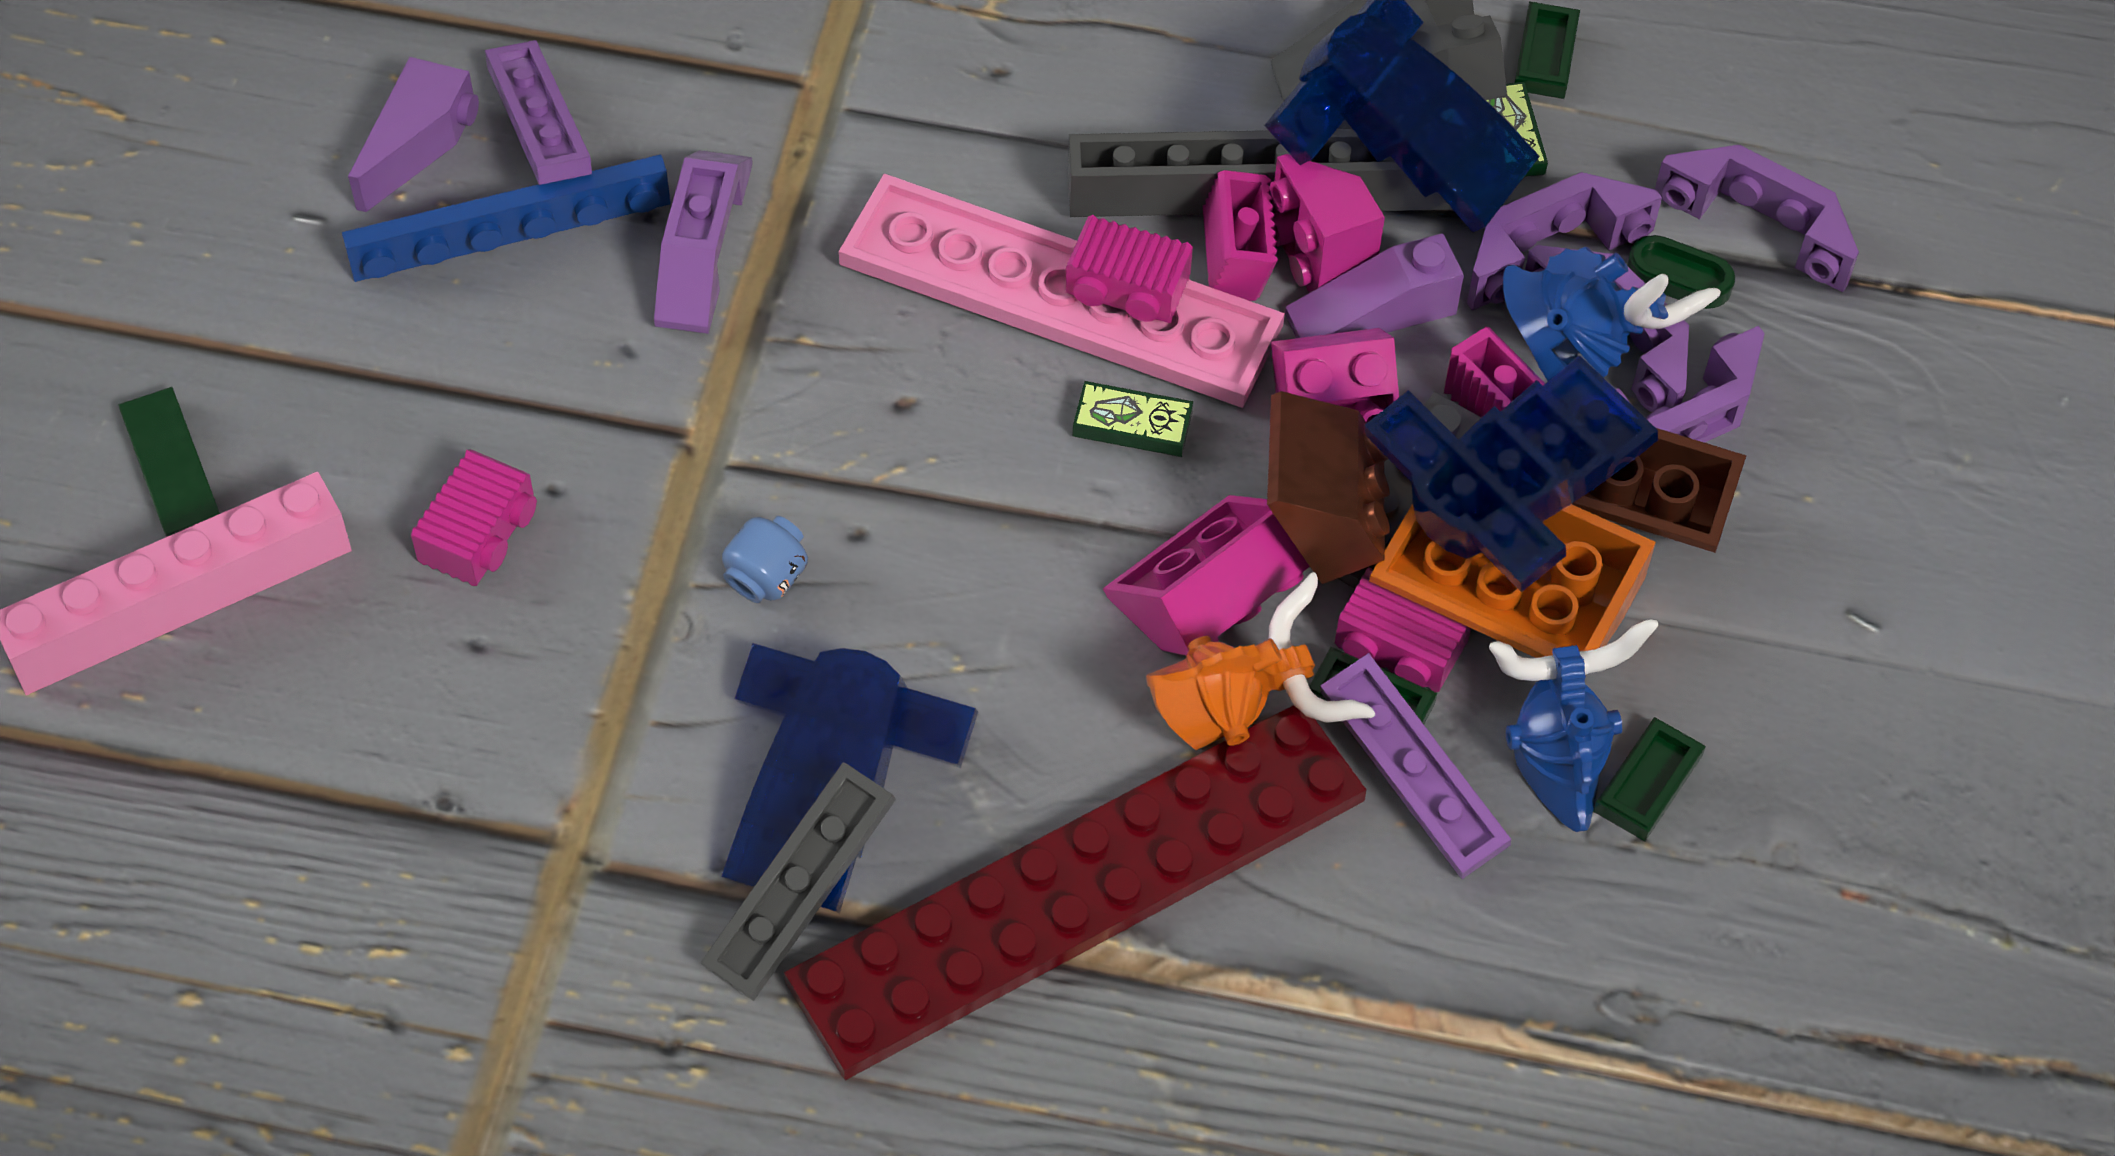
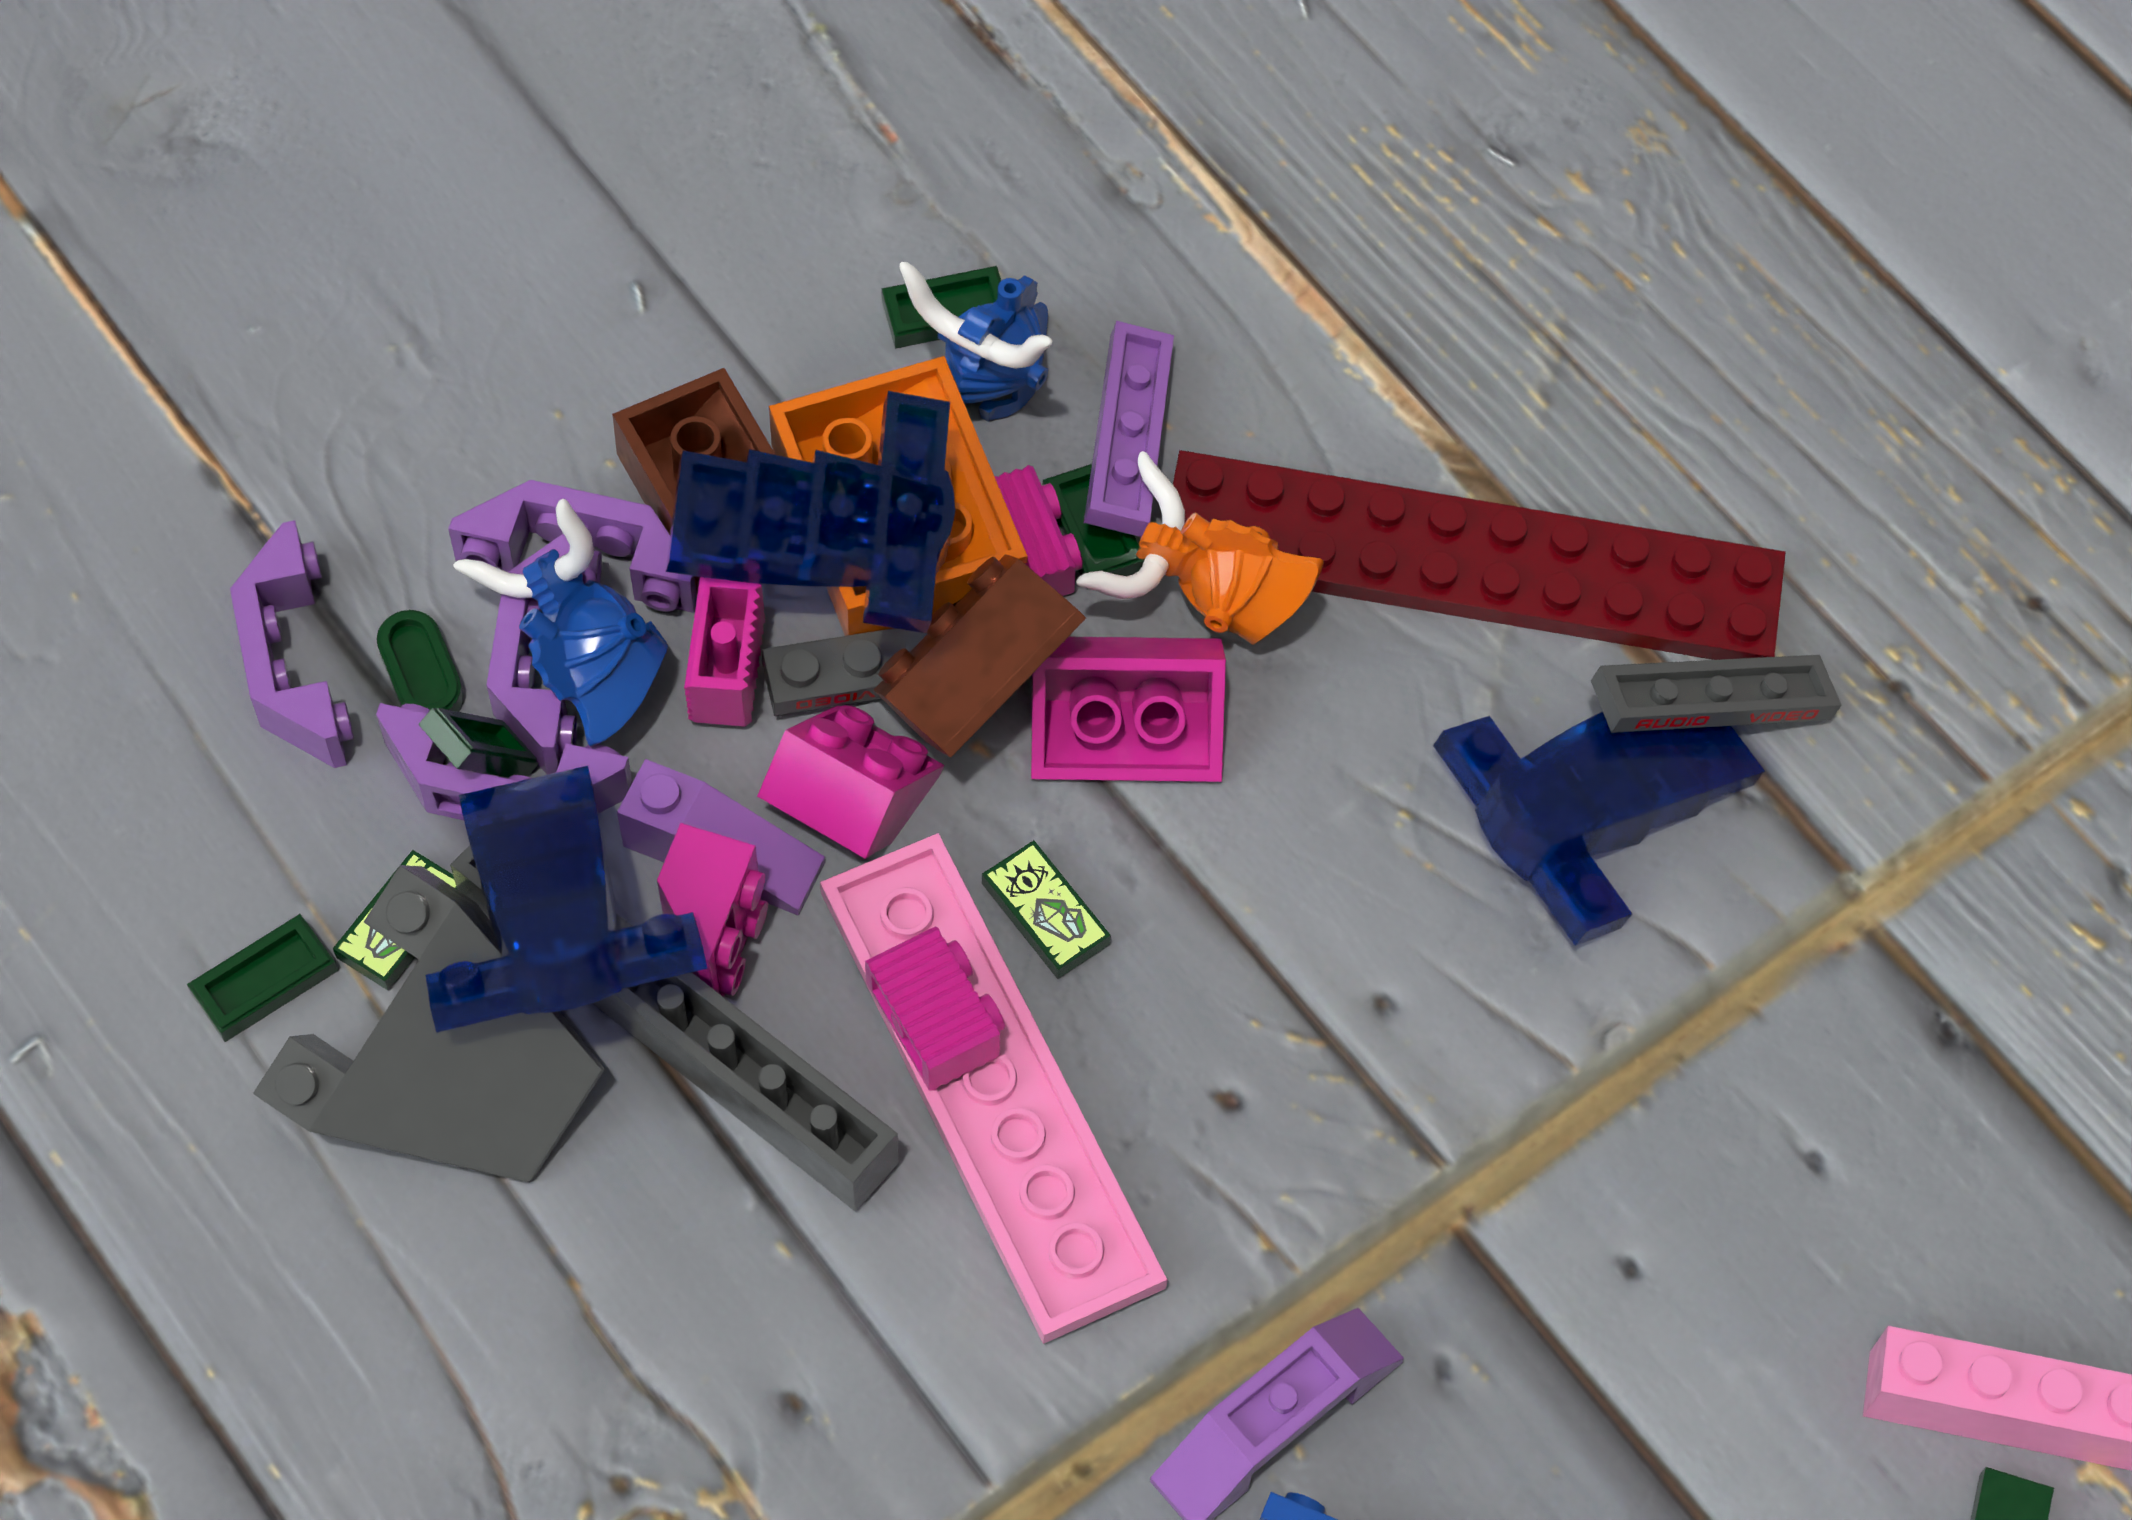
camera: 140 degrees left, 5 degrees up
(474, 518) = (1740, 1264): dark pink brick -> none
(764, 558) = (1504, 1015): medium blue head -> none
(1240, 234) = (791, 970): dark pink brick -> none
(1578, 207) = (478, 743): none -> dark green tile

